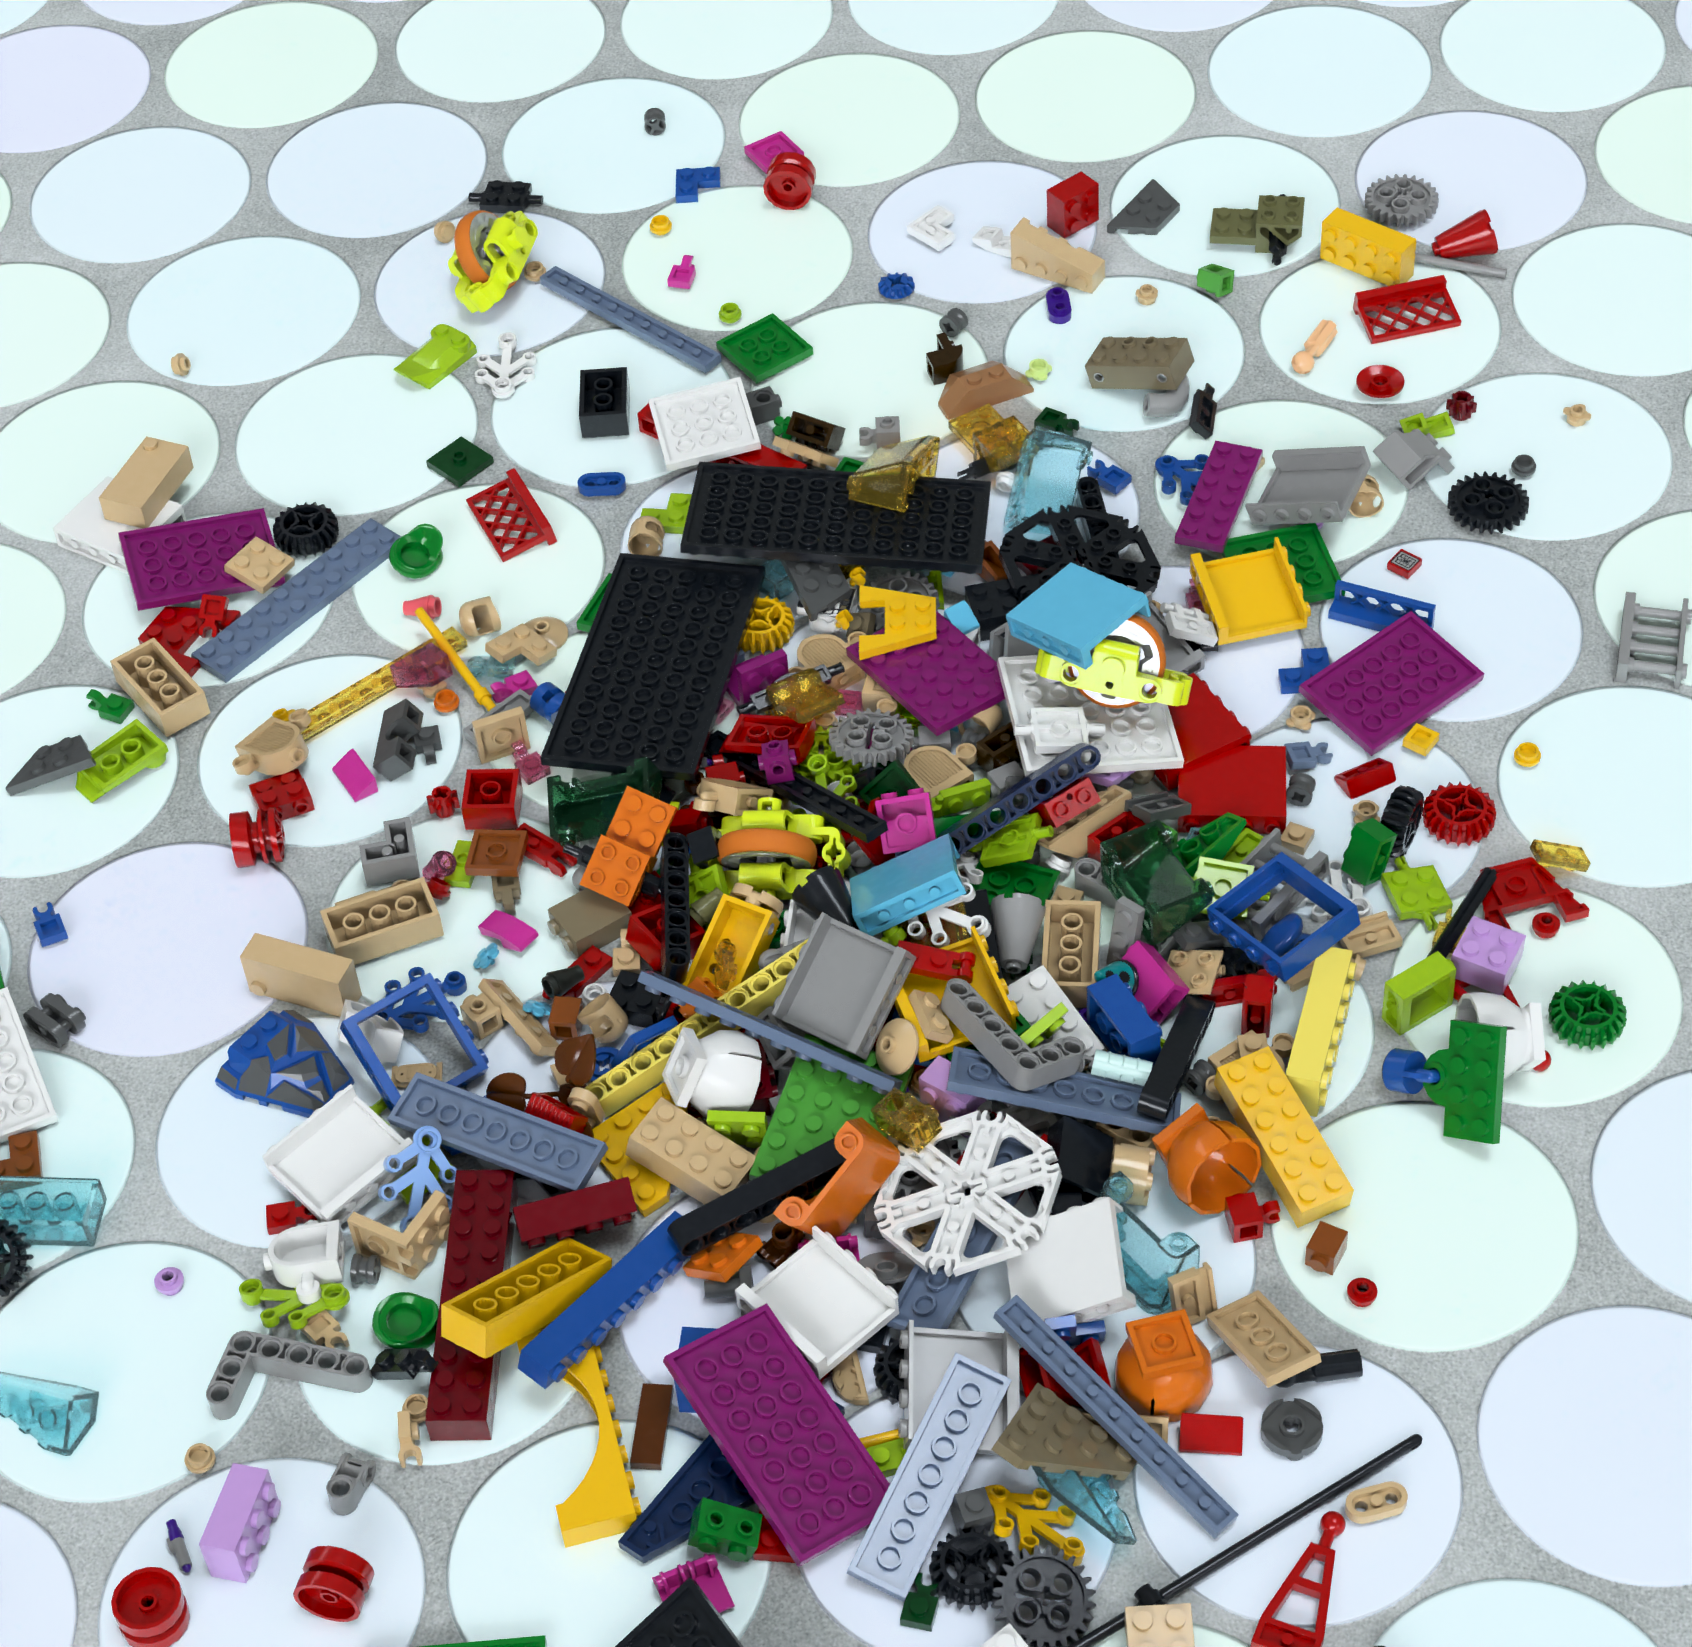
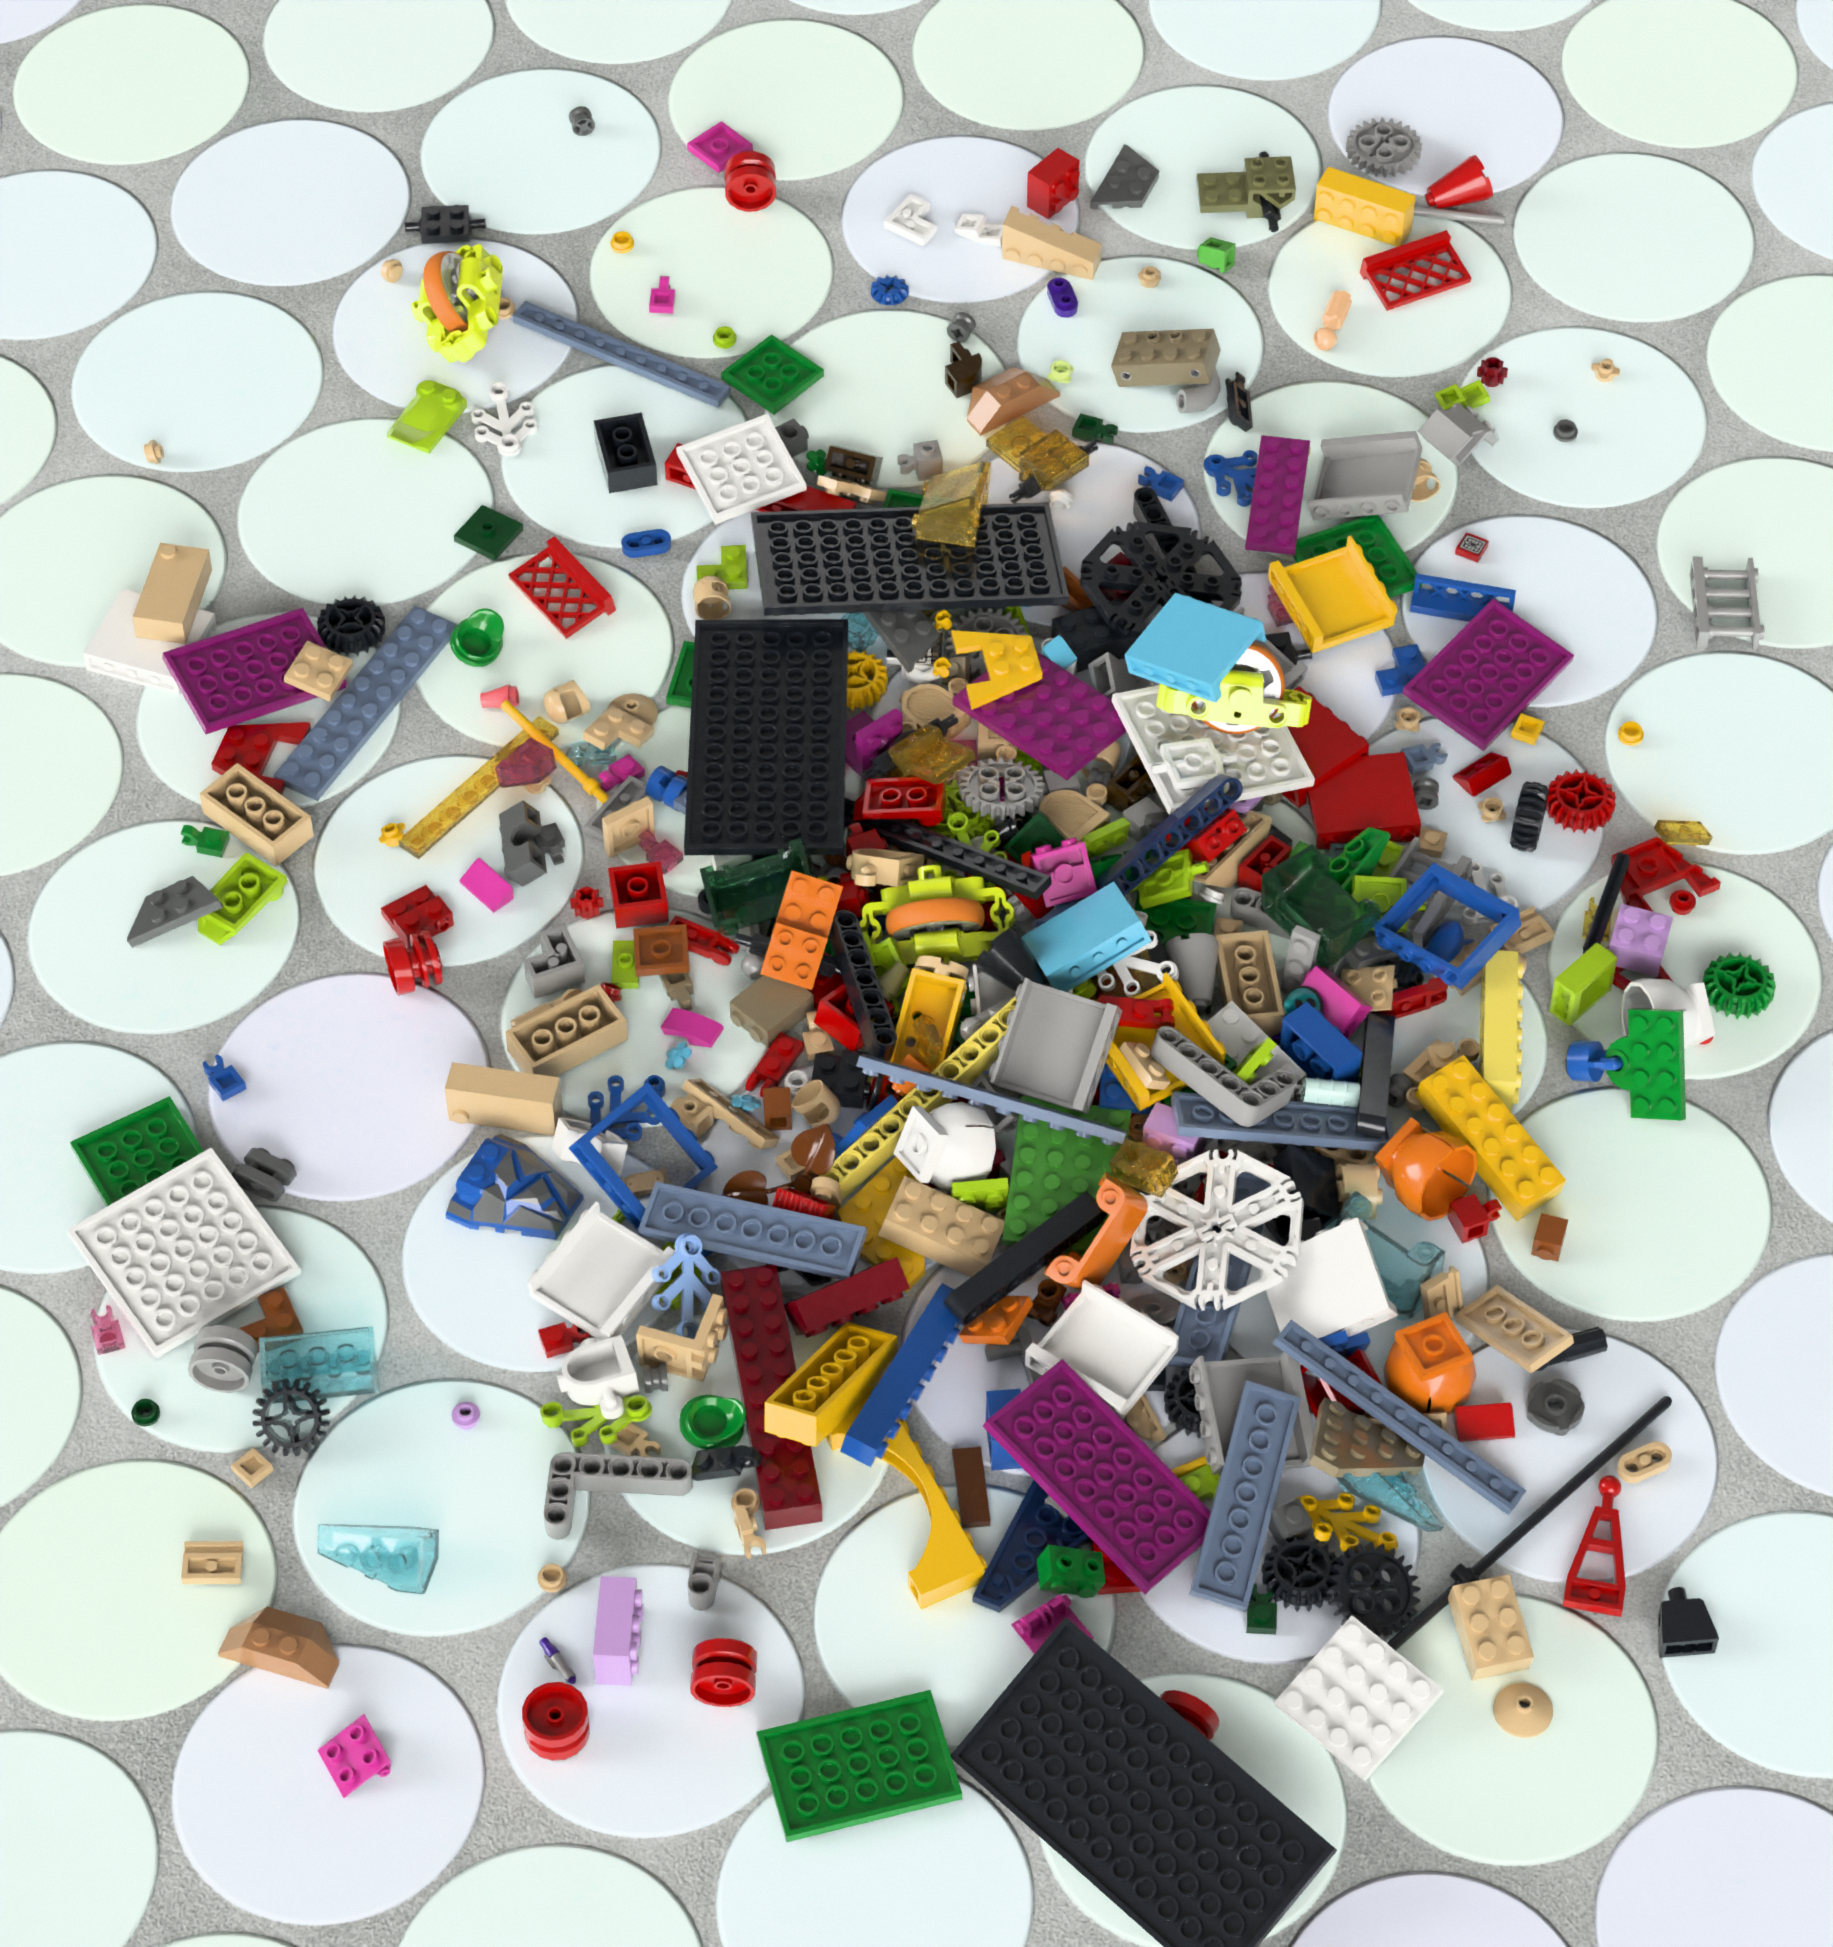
camera: 15 degrees left, 5 degrees up
(212, 610) = (285, 725): red plate -> none
(274, 746) = (398, 864): tan piece -> none
(440, 865) = (606, 970): clear pink cone -> none
(446, 701) = (555, 796): orange plate -> none
(560, 981) = (764, 1073): pearl dark grey cone -> none
(691, 179) = (640, 185): blue plate -> none
(704, 845) = (874, 920): black panel -> none
(777, 761) = (922, 820): magenta brick -> none
(897, 1046) = (1126, 1098): tan dish -> none
(1046, 475) = (1103, 494): clear light blue windscreen -> none
(1157, 807) = (1299, 829): dark grey plate -> none
(1189, 624) = (1285, 637): white plate -> none
(1257, 1004) = (1437, 1014): red brick -> none
(1359, 1298) = (1588, 1279): red plate -> none
(1368, 851) = (1507, 850): green brick -> none
(1380, 381) = (1407, 353): red dish -> none
(1416, 892) = (1556, 884): lime plate -> none
(1488, 502) = (1540, 474): black gear -> none

